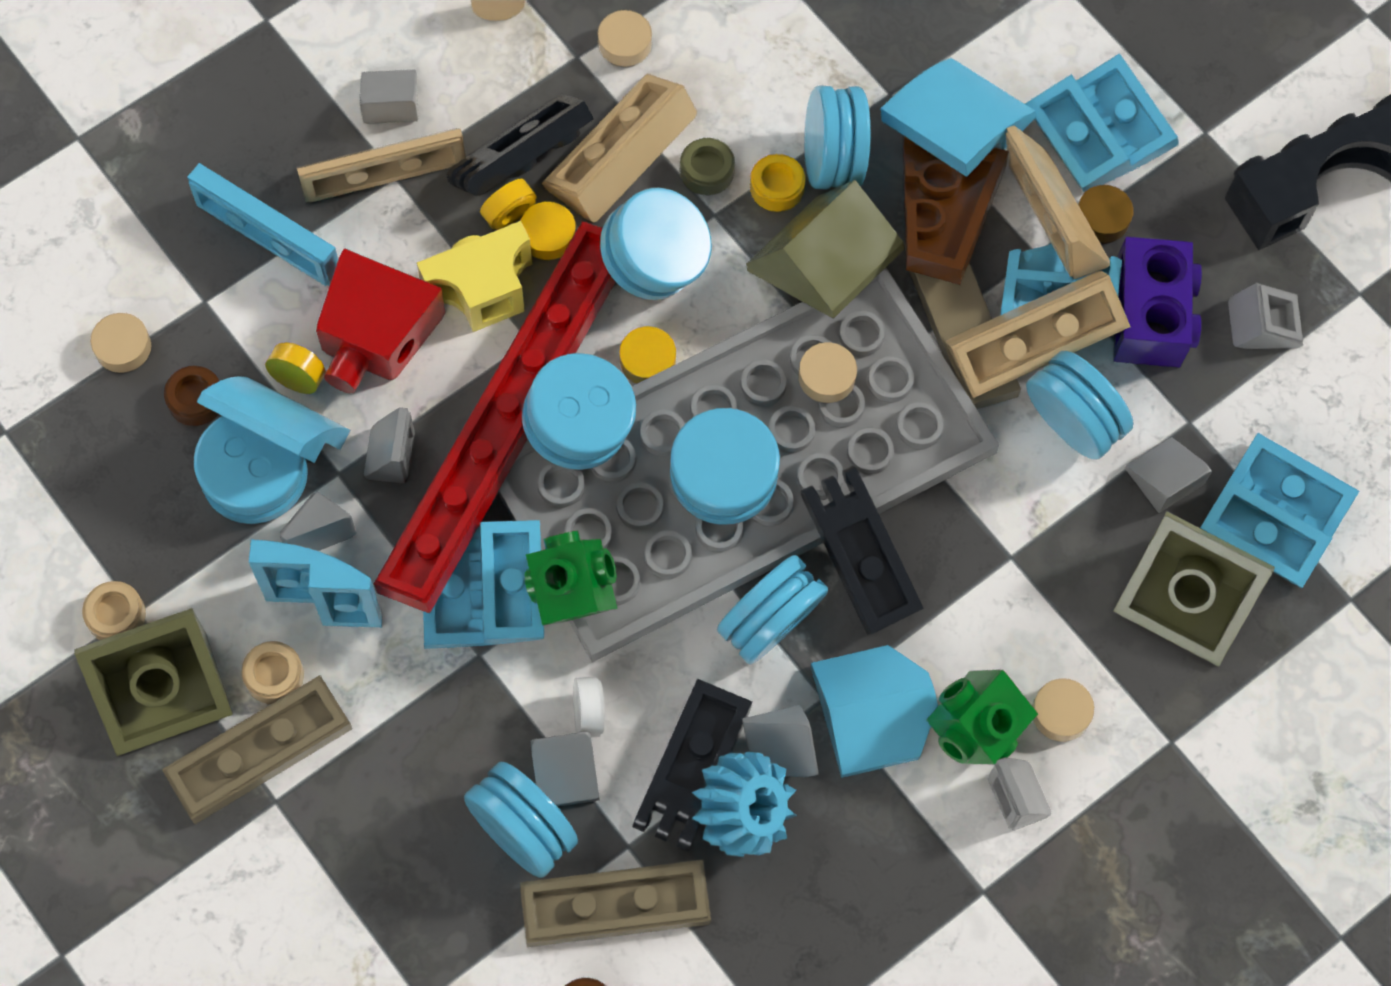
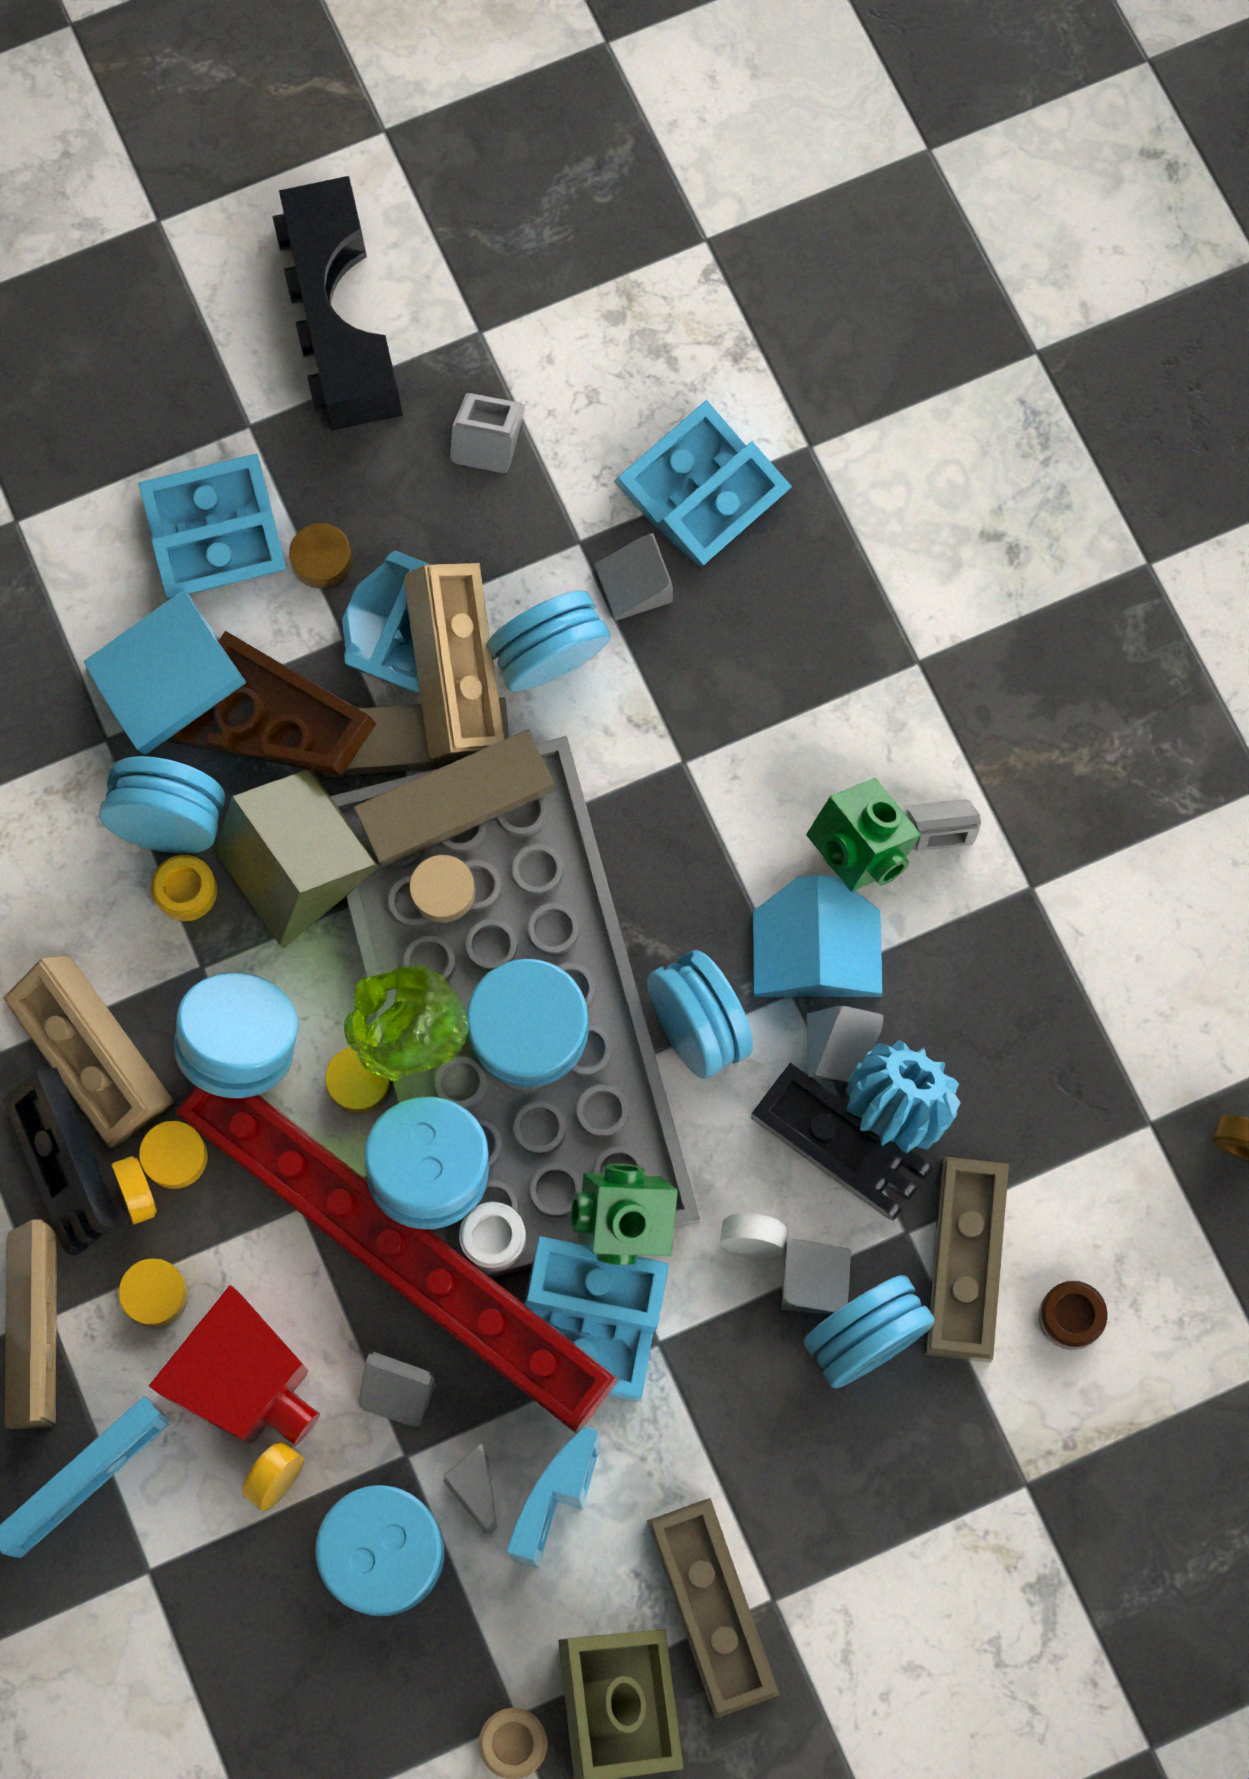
camera: 70 degrees left, 5 degrees up
(120, 342) = (179, 1678): tan tile -> none
(183, 392) = (269, 1603): reddish brown tile -> none
(272, 671) = (628, 1574): tan tile -> none
(273, 416) = (338, 1507): medium azure slope -> none
(426, 238) = (153, 1292): none -> yellow tile
(482, 274) = (215, 1239): light yellow brick -> none
(532, 486) = (493, 1236): none -> white tile
(685, 373) = (416, 1032): none -> clear neon green hair
(707, 166) = (142, 959): olive tile -> none
(862, 552) = (655, 906): black hinge -> none
(912, 364) = (455, 798): none -> dark tan tile
(1054, 205) = (307, 601): tan slope -> none
(1063, 709) = (863, 754): tan tile -> none
(1158, 302) = (451, 519): dark purple brick -> none
(1193, 588) = (772, 592): olive slope -> none

